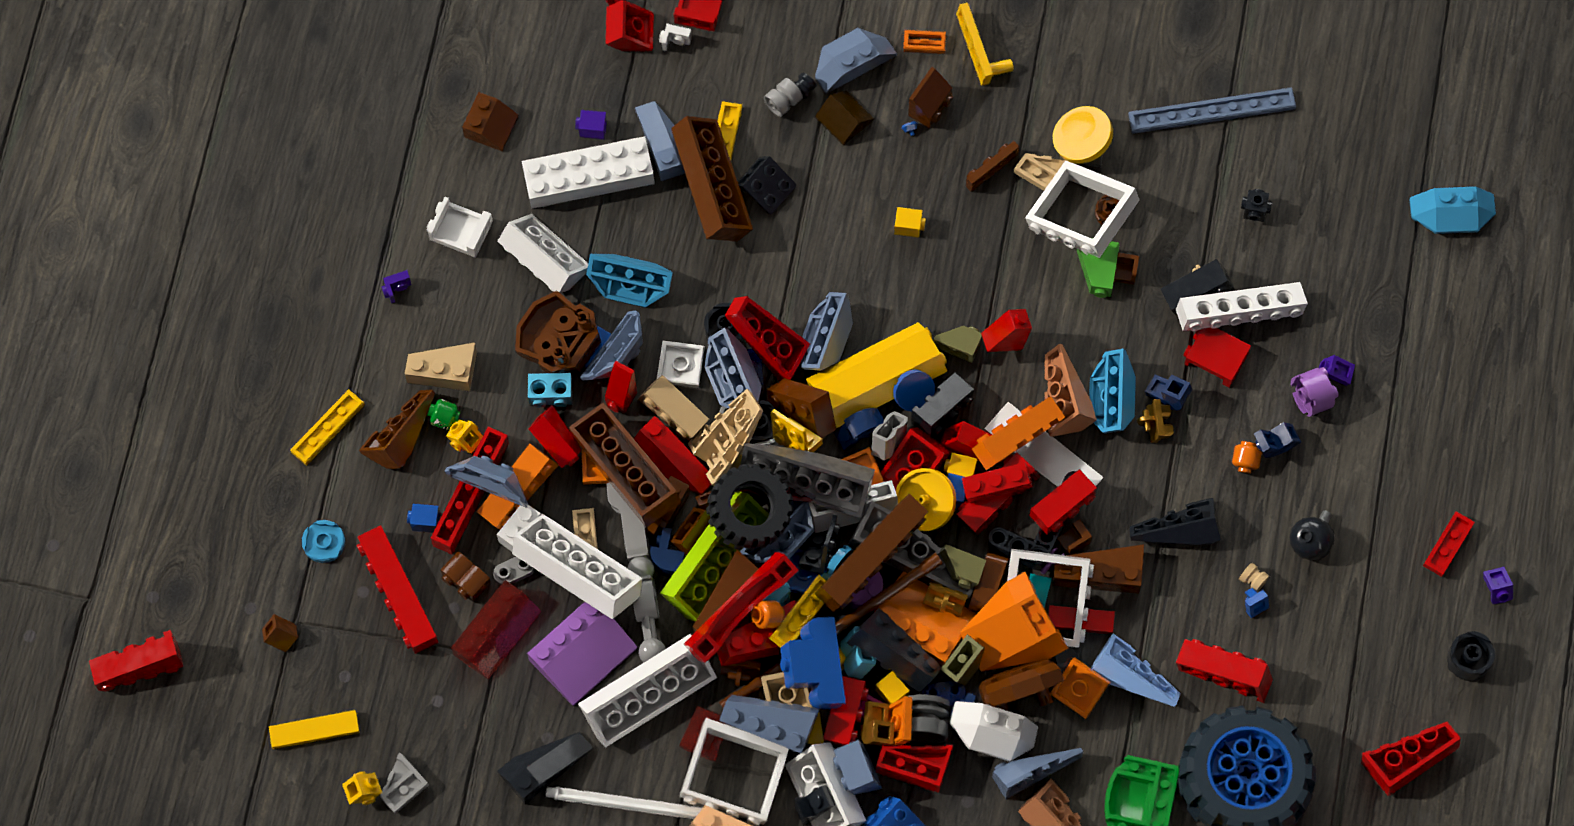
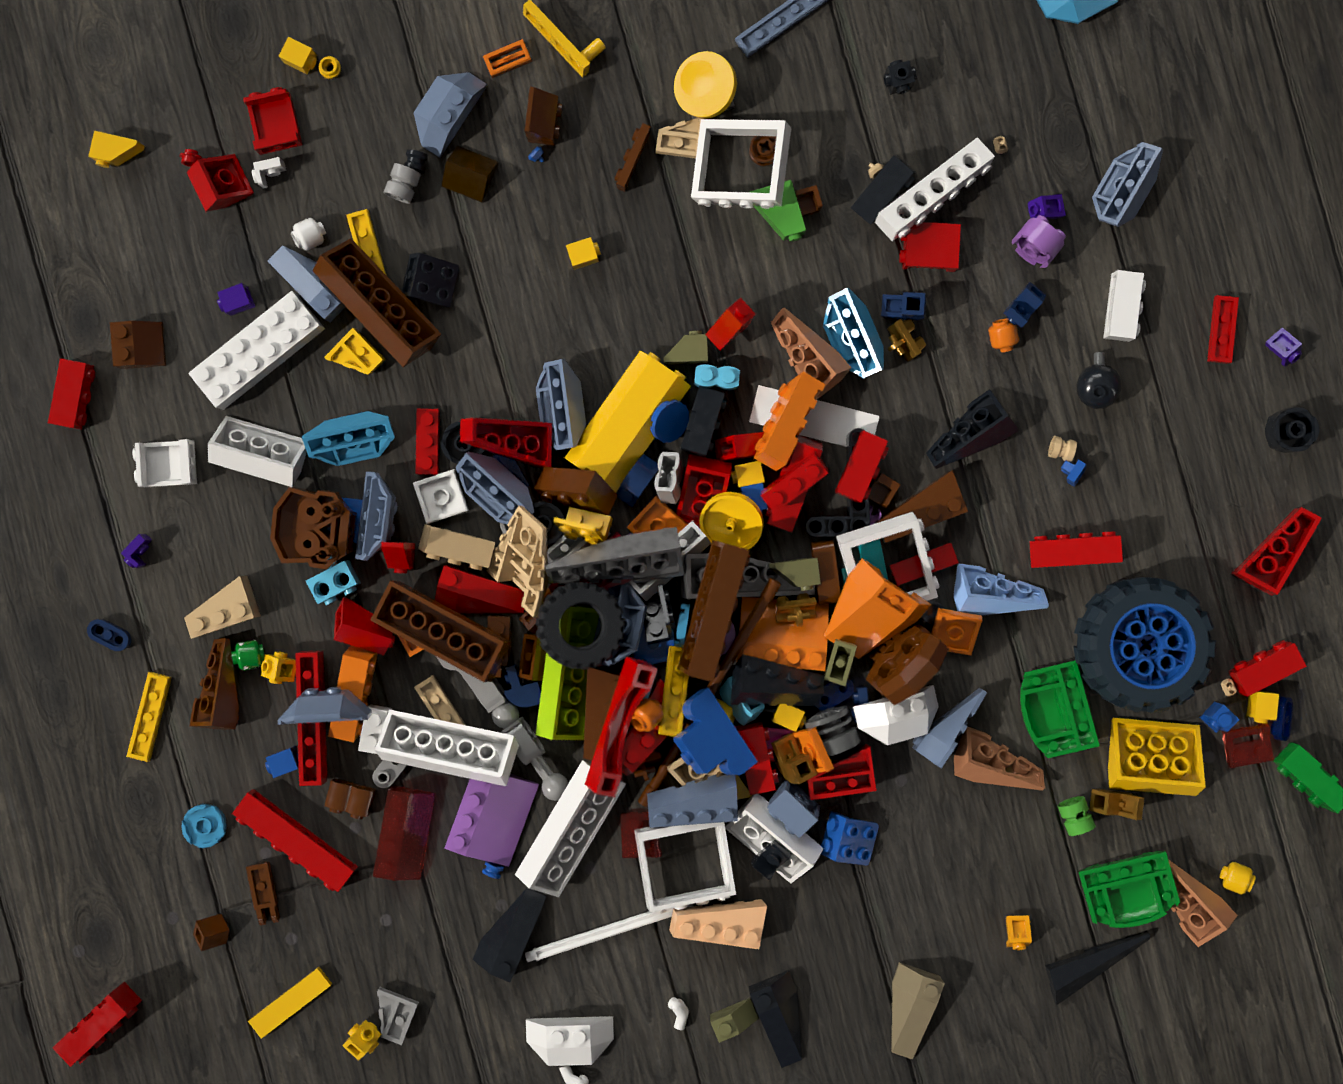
camera: 30 degrees left, 20 degrees up
(332, 344) = (110, 636): none -> dark blue plate
(344, 620) = (263, 891): none -> reddish brown hinge
(411, 135) = (71, 394): none -> red brick
(558, 698) = (492, 870): none -> blue bush
(670, 213) = (356, 353): none -> yellow wing
(682, 101) = (308, 234): none -> white head
(693, 313) = (427, 441): none -> red plate
(979, 377) = (724, 378): none -> medium azure brick
(1320, 301) = (1000, 144): none -> tan rock
(1367, 482) = (1124, 305): none -> white brick
(1417, 382) = (1127, 184): none -> sand blue wedge

